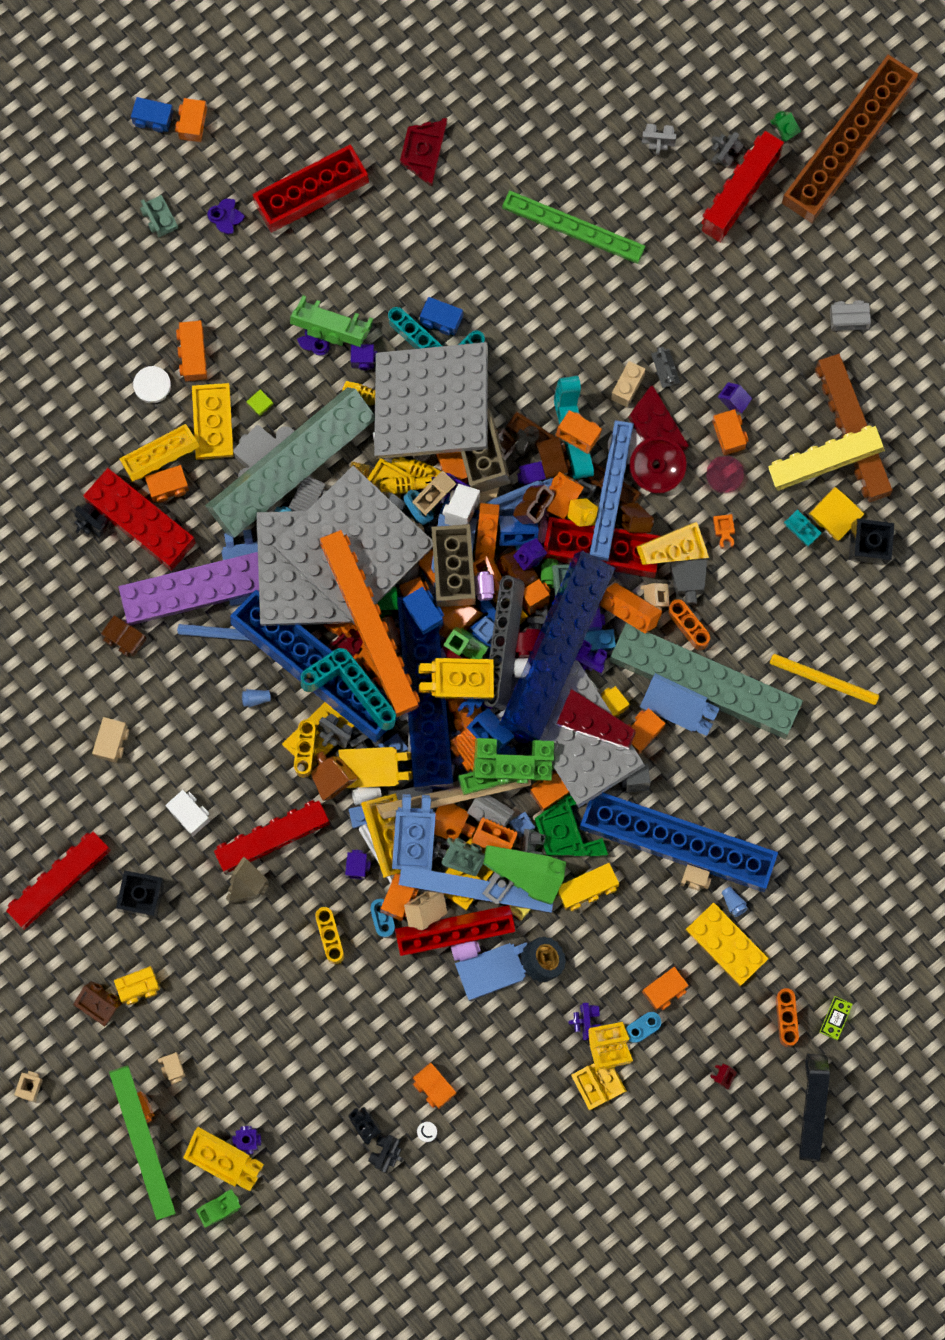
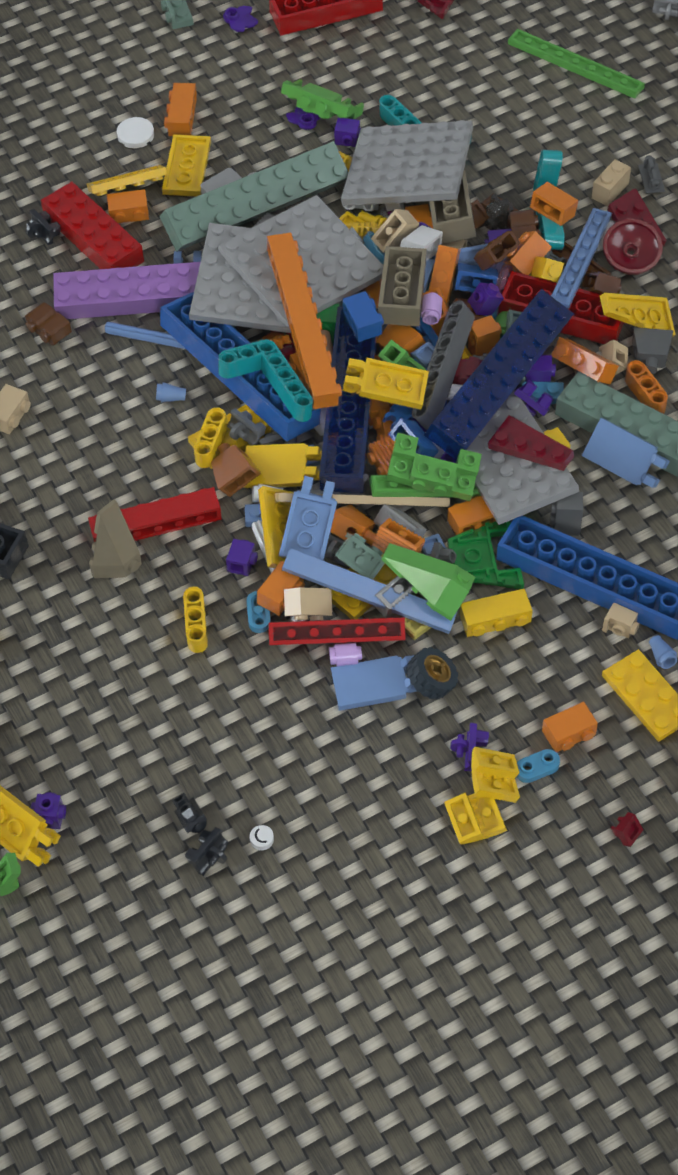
camera: 10 degrees right, 20 degrees down
(188, 813) = (71, 484): white brick -> none
(259, 402) = (237, 158): lime tile -> none
(434, 1086) = (280, 788): orange brick -> none
(441, 316) = (432, 108): blue brick -> none
(647, 727) = (588, 471): orange brick -> none

